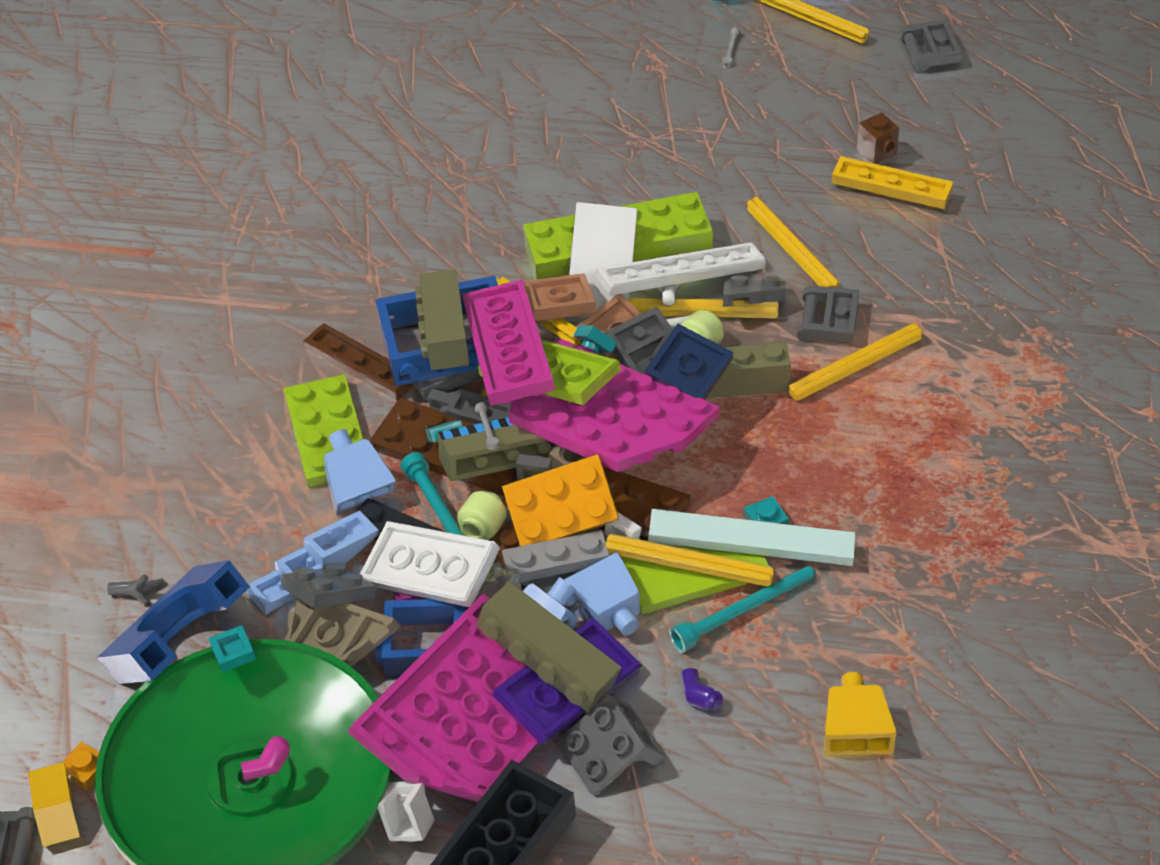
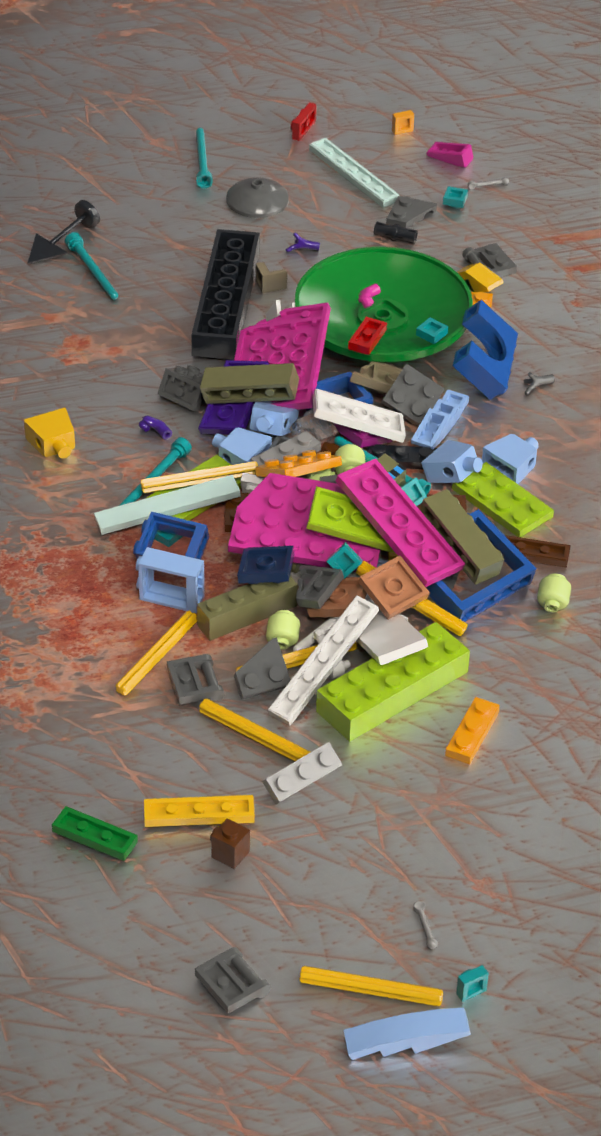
camera: 150 degrees right, 5 degrees down
(271, 470) = (512, 456): none -> light blue torso
(327, 672) = (367, 335): none -> red plate
(372, 283) = (554, 592): none -> yellowish green head
(567, 186) = (472, 730): none -> light orange plate
(746, 467) = (186, 528): none -> blue window
(768, 184) = (302, 773): none -> plate
(791, 388) = (168, 594): none -> light blue window
(1008, 191) = (94, 833): none -> green plate

